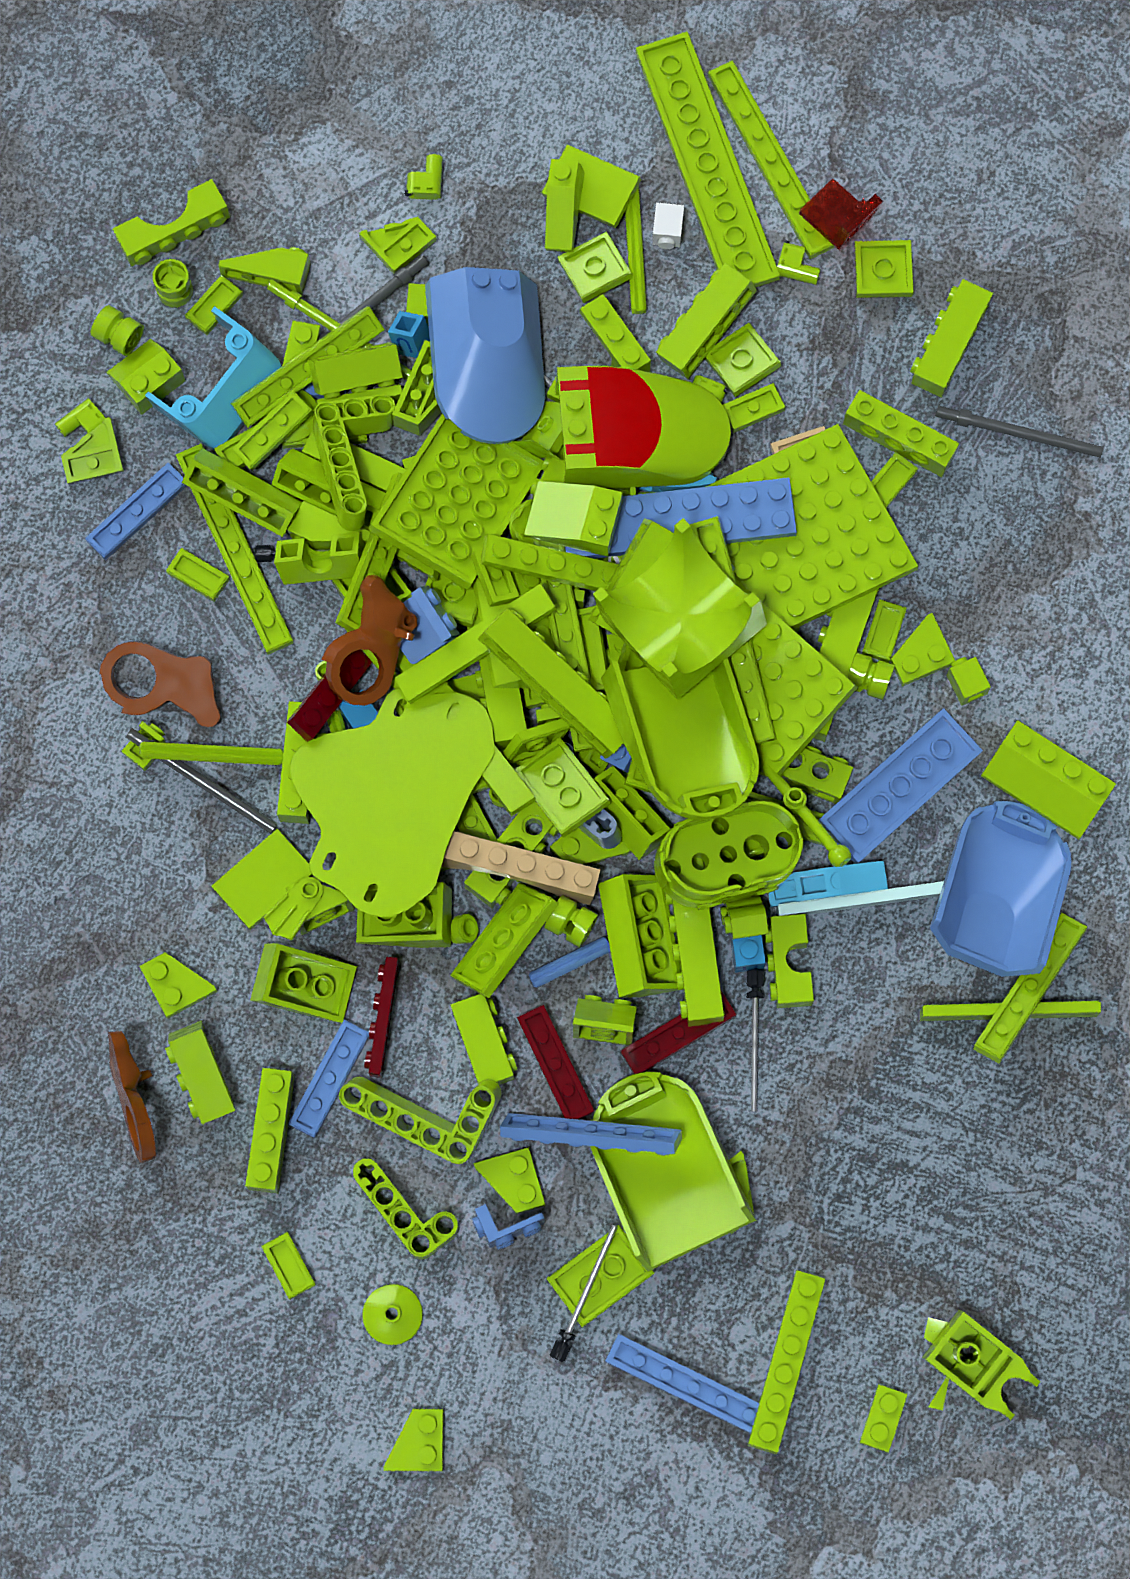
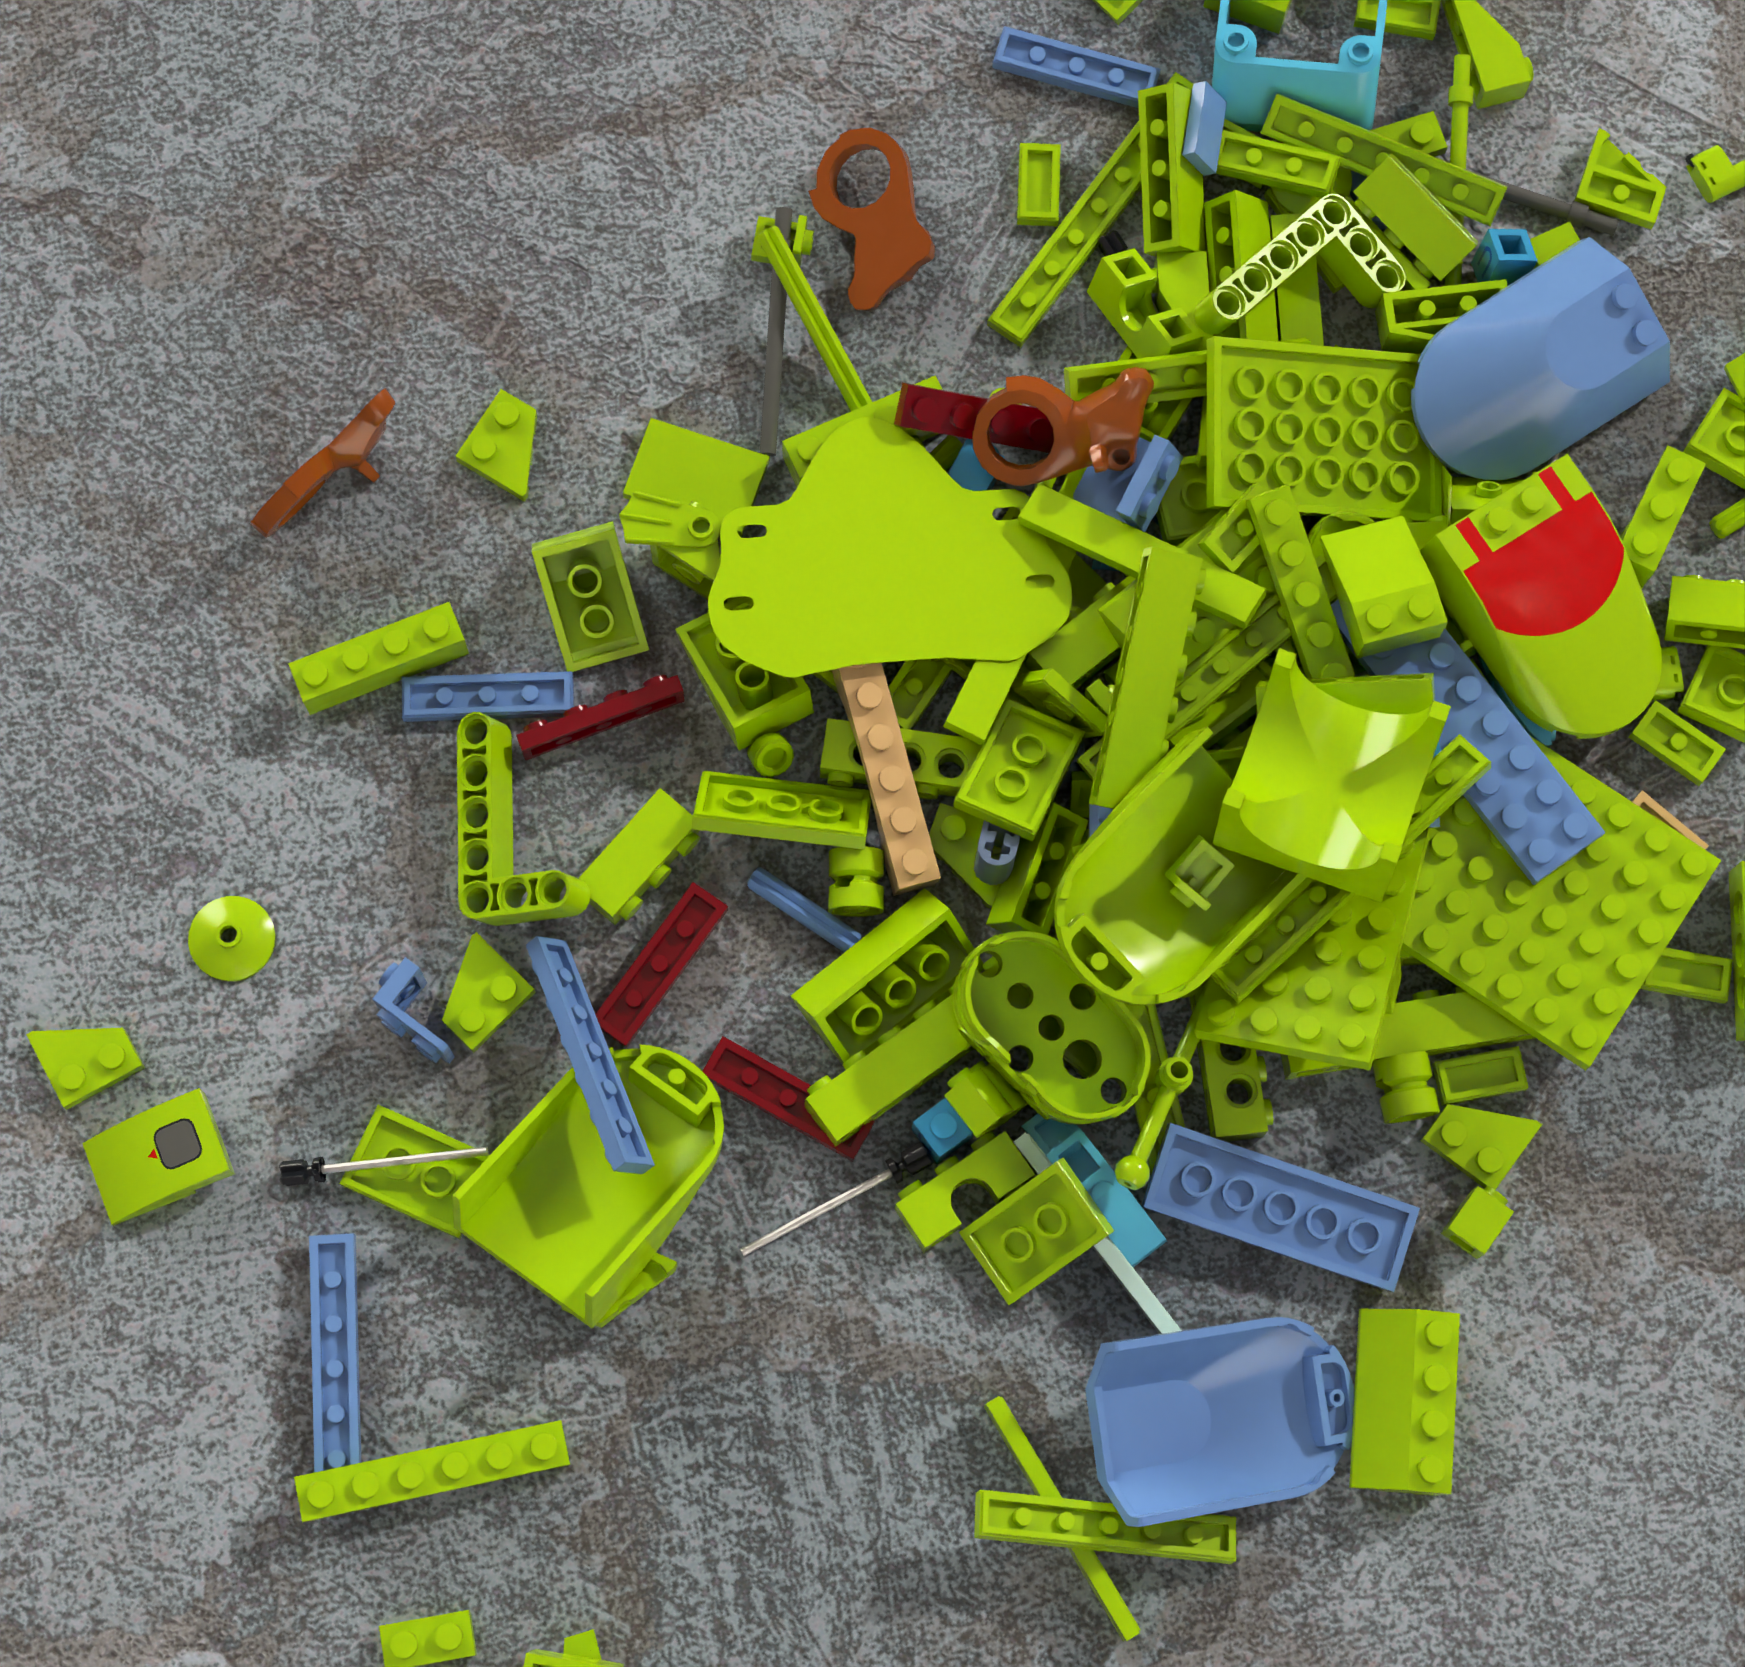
camera: 55 degrees right, 0 degrees up
(199, 1073) = (404, 532): lime wedge -> none
(227, 457) = (1204, 128): none -> medium blue tile
(288, 1265) = (224, 777): lime tile -> none
(398, 1206) = (372, 868): lime beam -> none
(505, 1428) = (158, 1156): none -> lime slope
(604, 1020) = (748, 991): lime slope -> none
(689, 718) = (1198, 873): none -> lime bracket
(839, 931) = (1036, 1231): none -> lime plate

